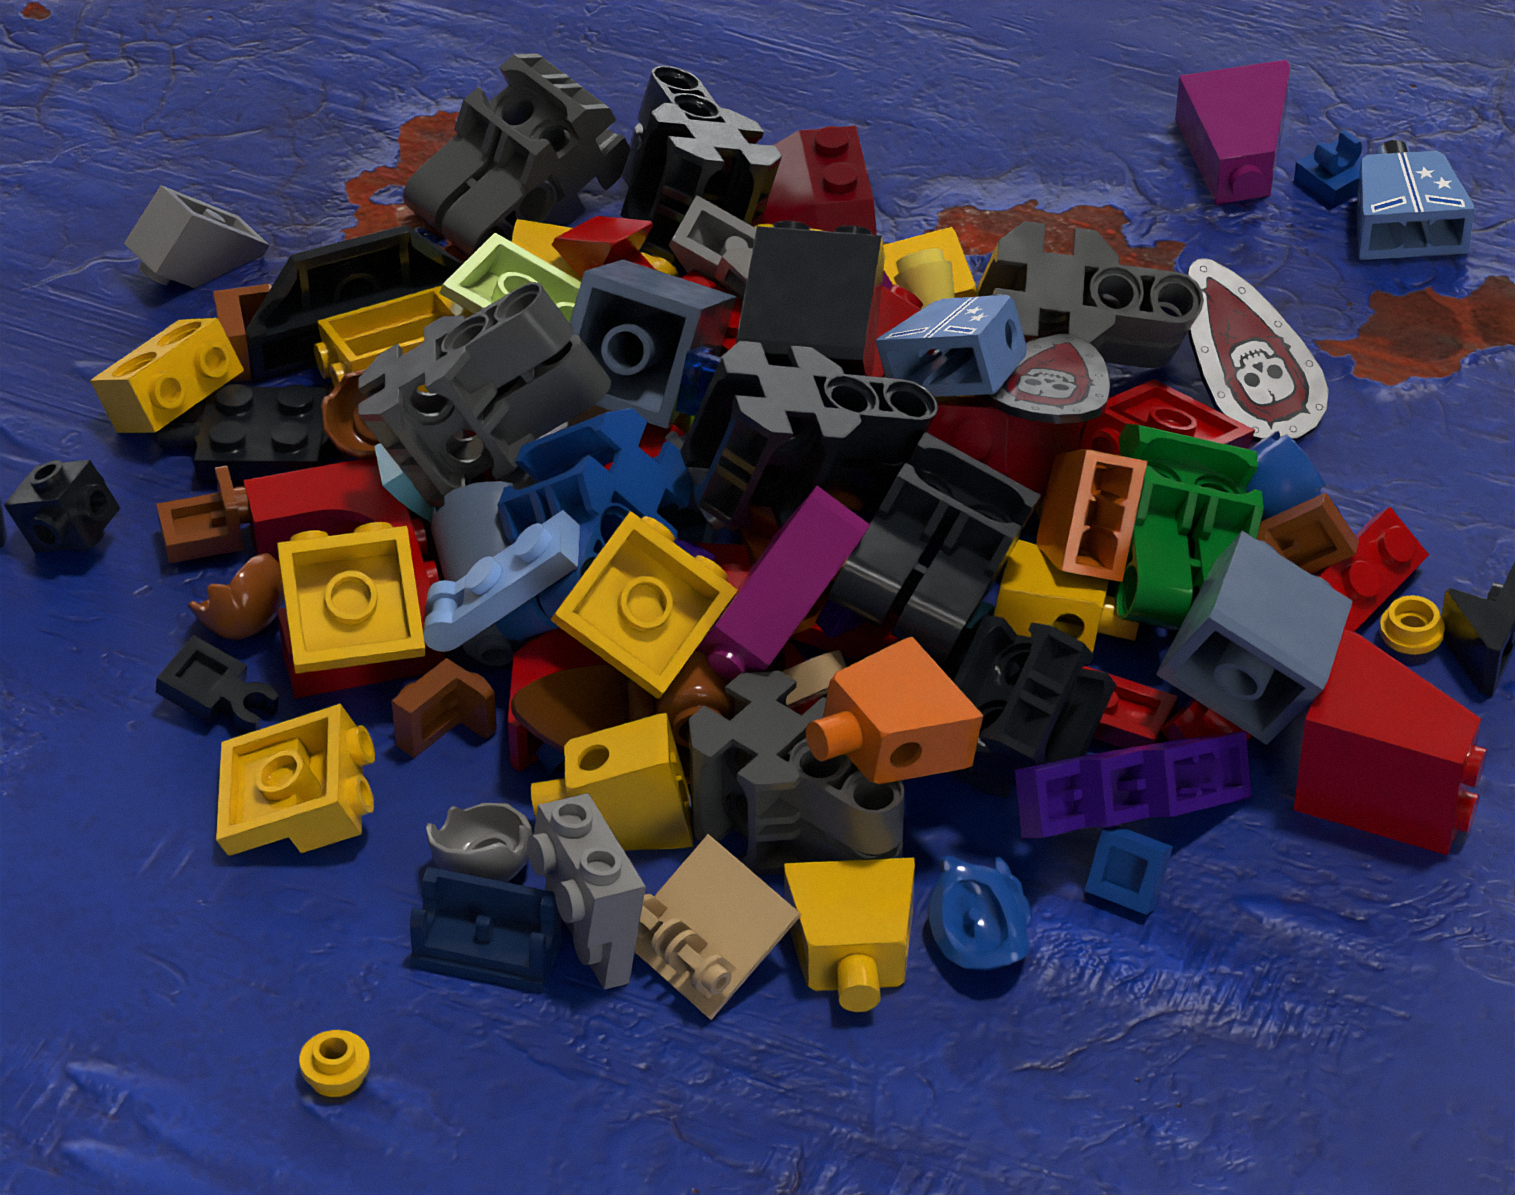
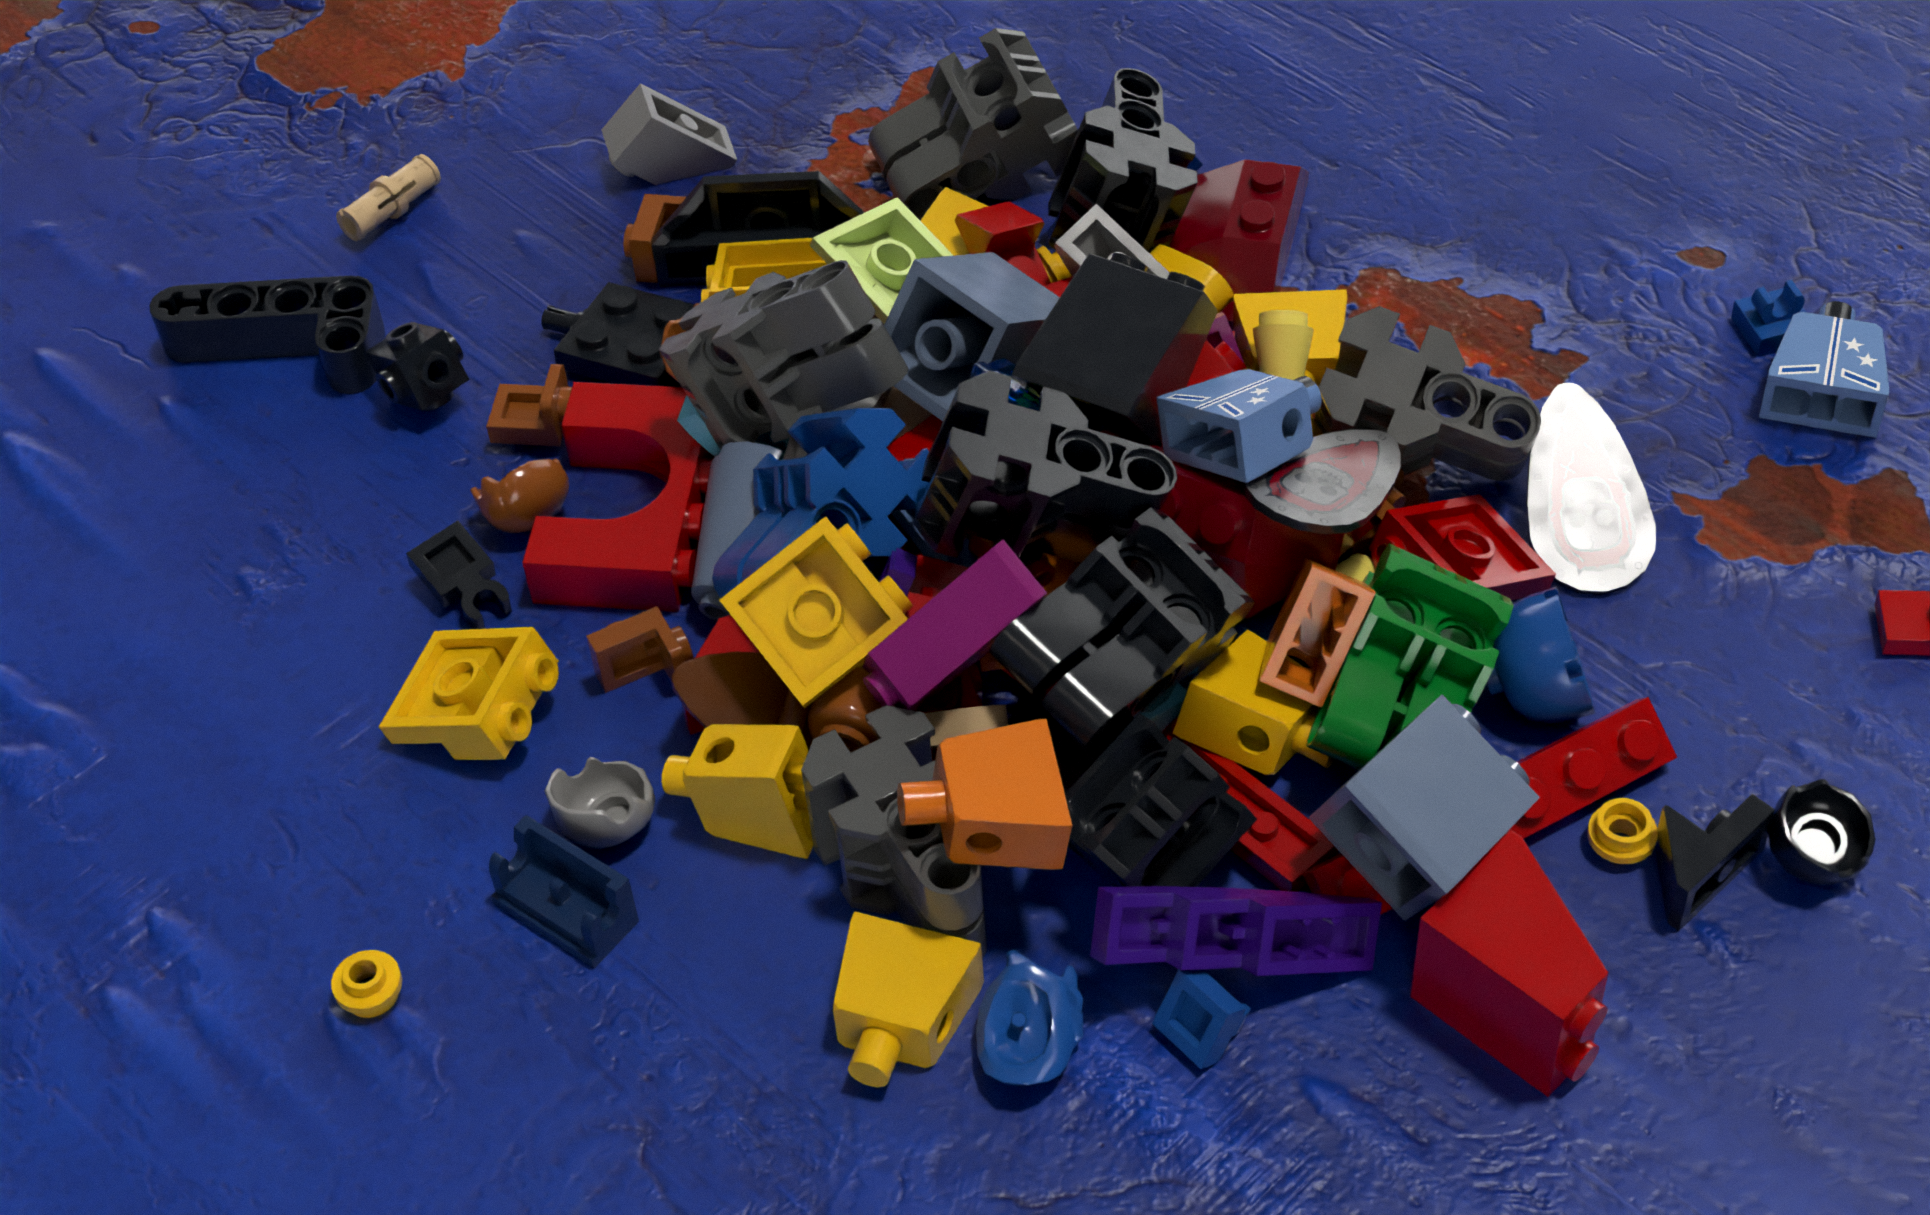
camera: 25 degrees right, 5 degrees up
(167, 375) = (570, 263): yellow brick -> none
(350, 597) = (588, 524): yellow plate -> none
(501, 582) = (718, 548): light blue plate -> none
(592, 884) = (651, 884): light grey plate -> none
(711, 926) = (760, 951): tan hinge -> none
(1235, 126) = (1692, 250): magenta slope -> none
(1310, 534) = (1532, 713): dark orange bracket -> none

